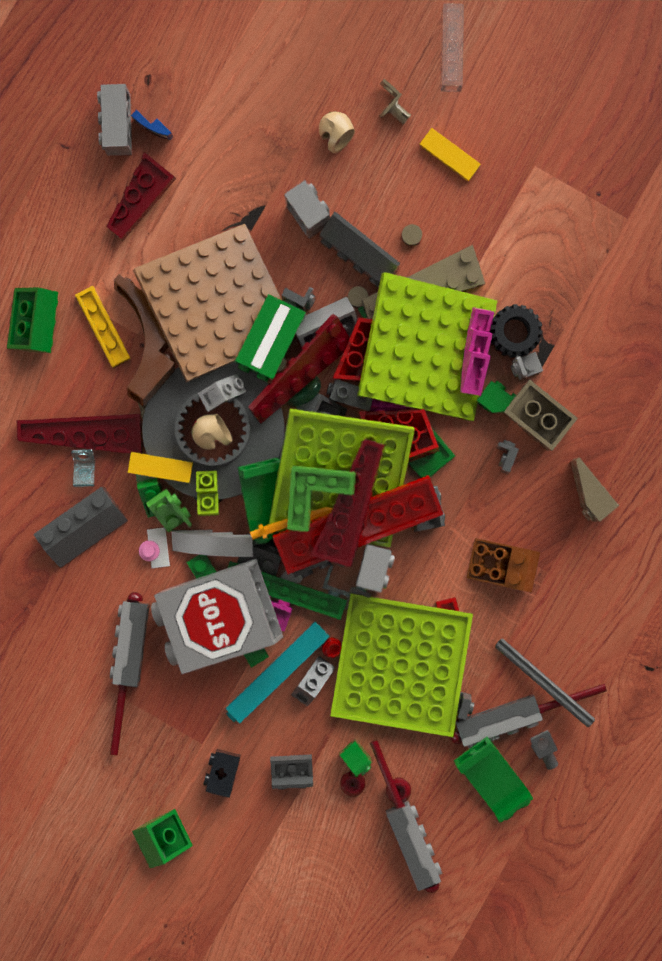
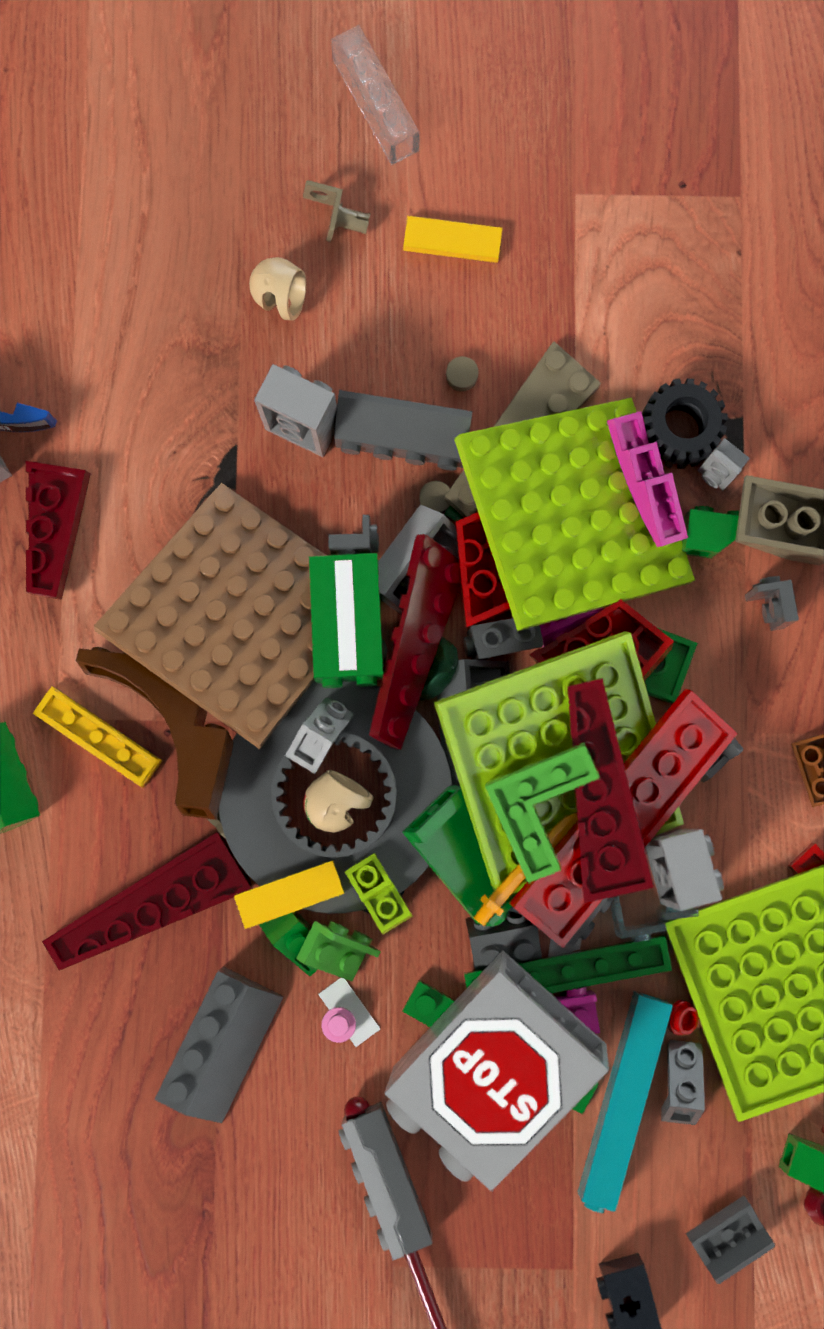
camera: 30 degrees left, 5 degrees down
(83, 468) = (178, 957): clear light blue bracket -> none
(212, 543) = (426, 963): light grey slope -> none

